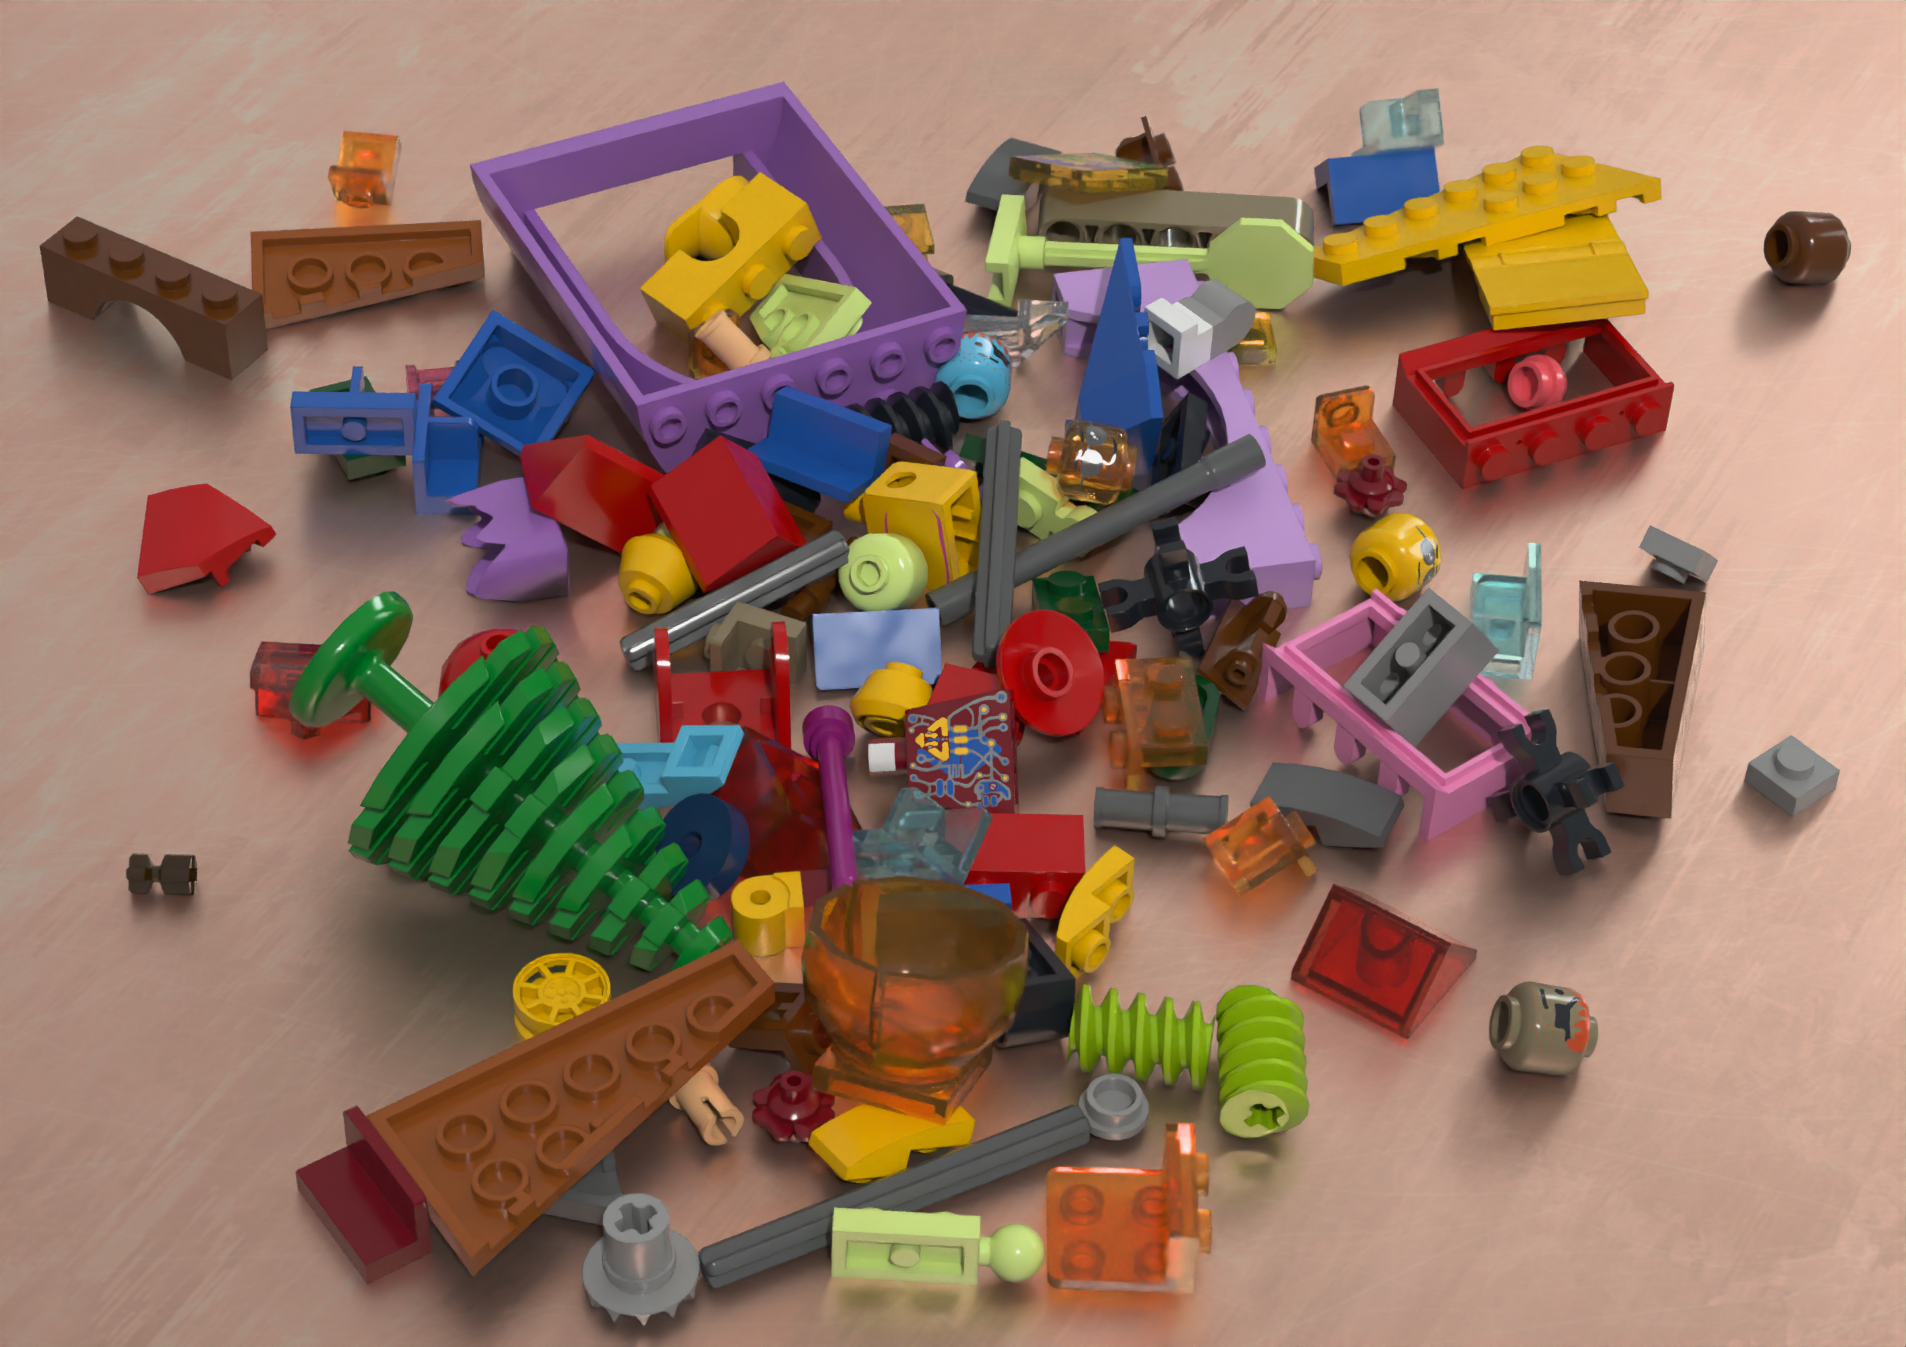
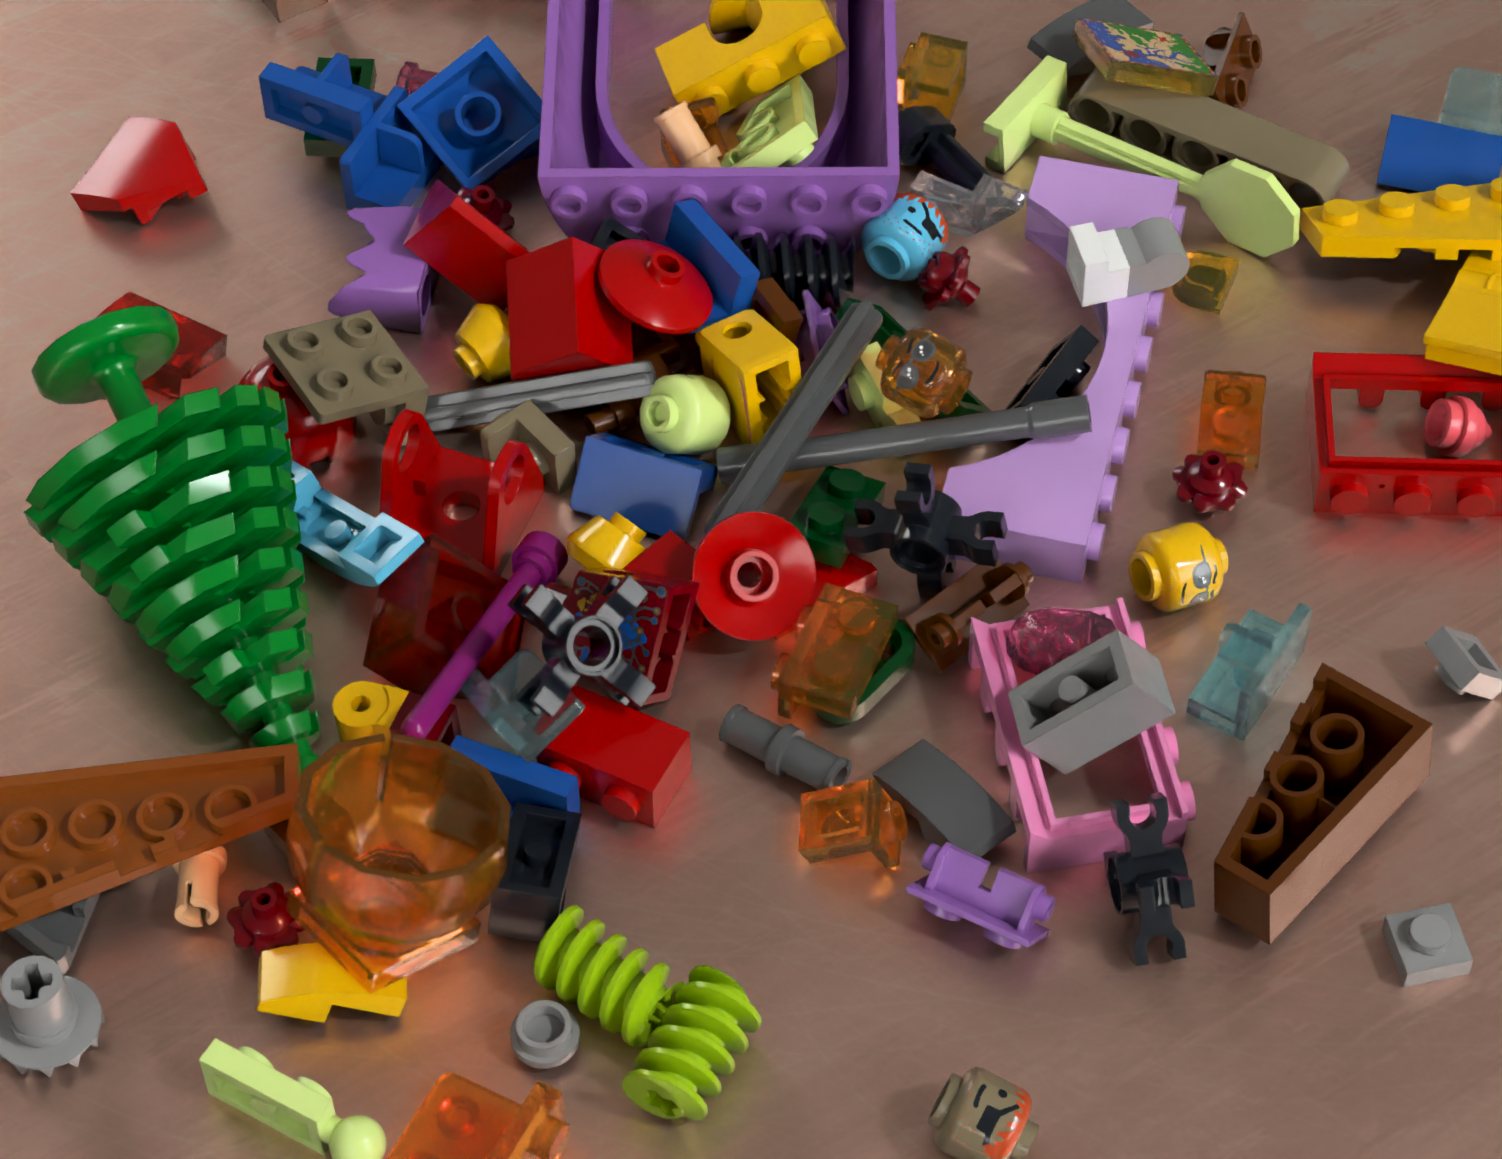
camera: 30 degrees right, 10 degrees up
(557, 995) = (142, 730): yellow wheel -> none
(587, 630) = (348, 370): none -> dark tan bracket
(713, 840) = (347, 633): dark blue piece -> none
(803, 464) = (655, 286): none -> red dish
(902, 1191) = (308, 1039): dark grey axle -> none
(960, 761) = (604, 662): none -> black pin
(1032, 400) = (947, 279): none -> dark red plant
(1096, 901) = (625, 845): yellow slope -> none
(1121, 372) = (1014, 296): blue wedge -> none
(1347, 636) = (1052, 635): none -> clear pink rock
(1379, 960) = (892, 980): clear red slope -> none
(1445, 861) = (1004, 911): none -> medium lavender hinge

